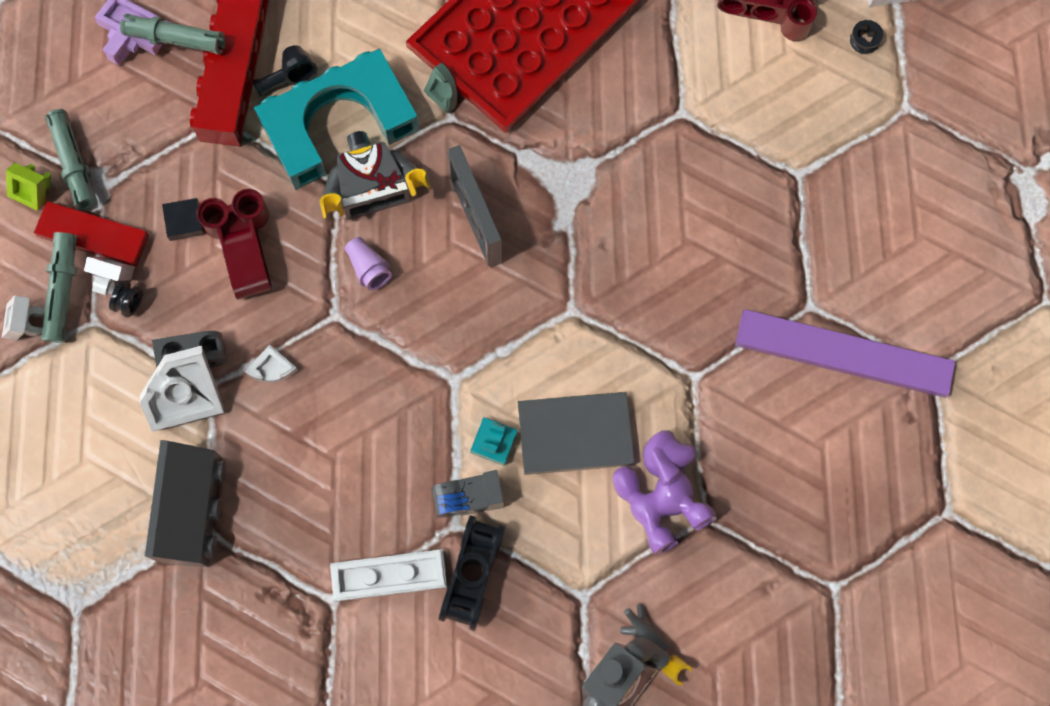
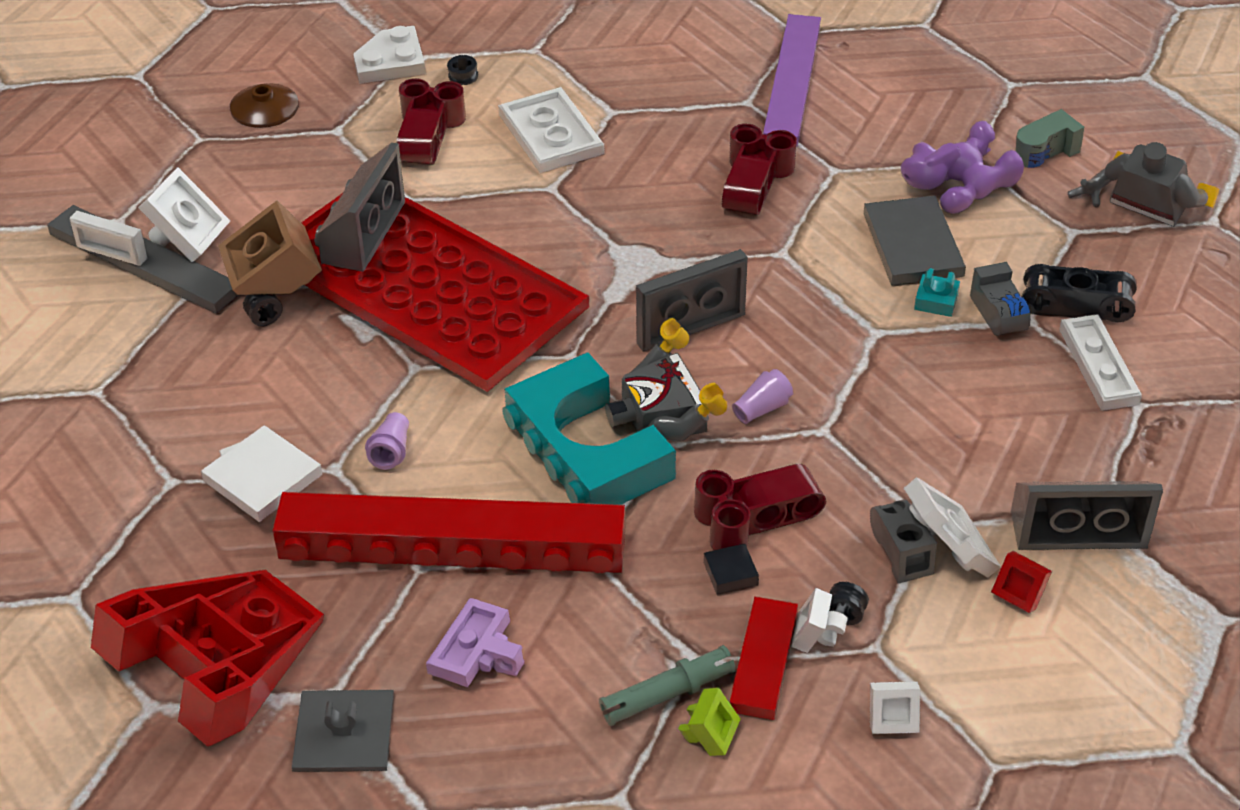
camera: 90 degrees left, 30 degrees down
(59, 287) = (829, 666): sand green pin -> none
(124, 440) = (1021, 581): none -> red tile
(161, 32) = (493, 586): sand green pin -> none
(271, 367) = (895, 472): white tile -> none
(296, 67) = (519, 479): black bar -> none
(442, 88) = (542, 352): sand green tile -> none
(681, 292) = (755, 164): none -> dark red piece
(720, 594) = (1049, 137): none -> sand green leg
(767, 114) = (551, 129): none -> white tile

